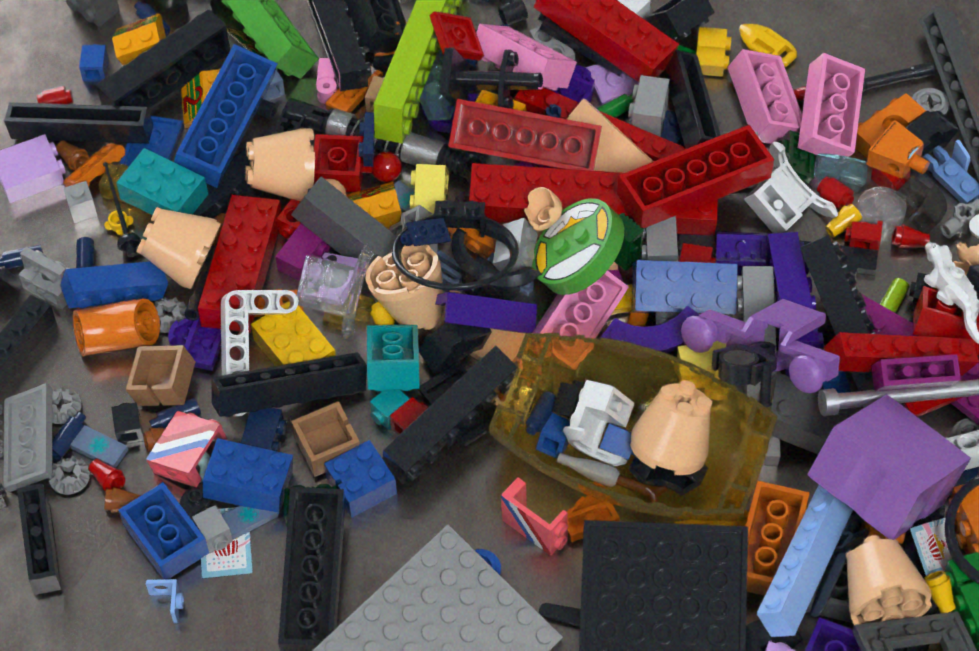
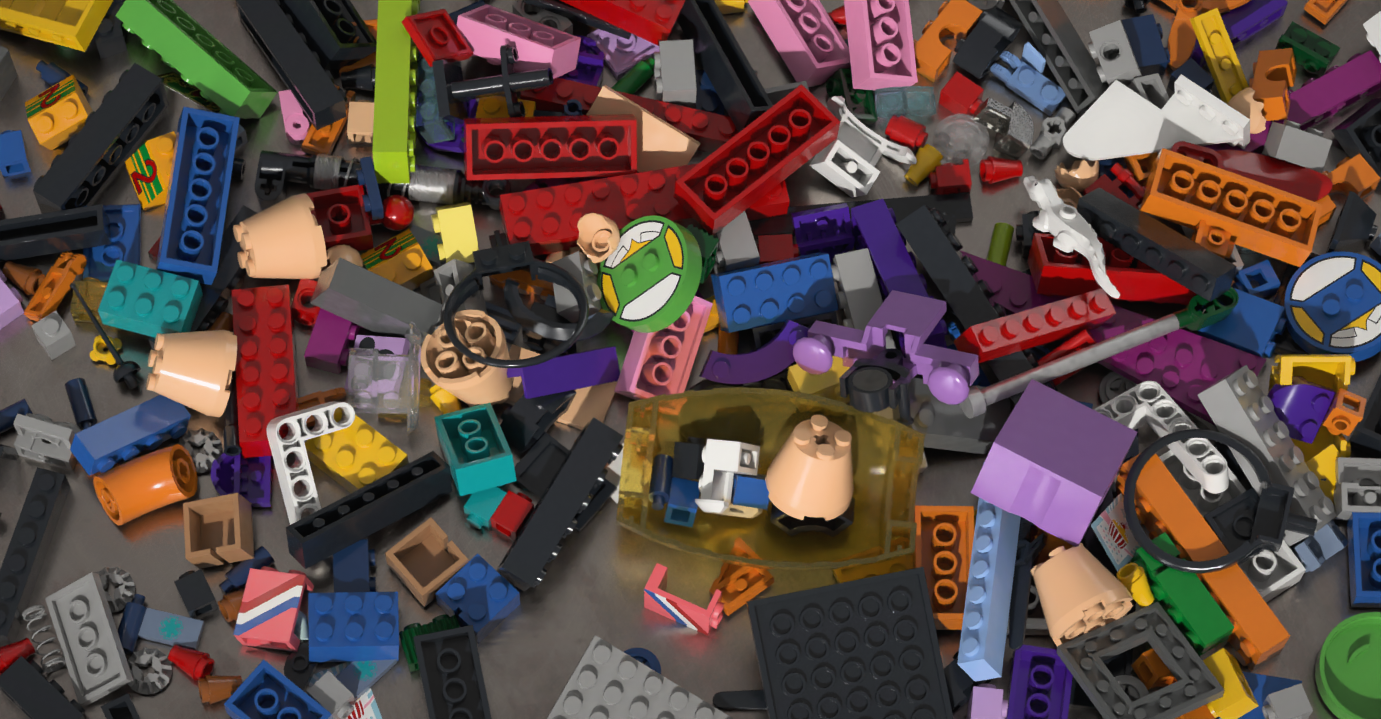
camera: 20 degrees left, 10 degrees up
(425, 233) = (476, 297): dark blue hinge -> none
(610, 476) = (753, 535): light grey piece -> none
(897, 152) = (966, 73): orange torso -> none
(915, 372) = (1058, 349): magenta brick -> none

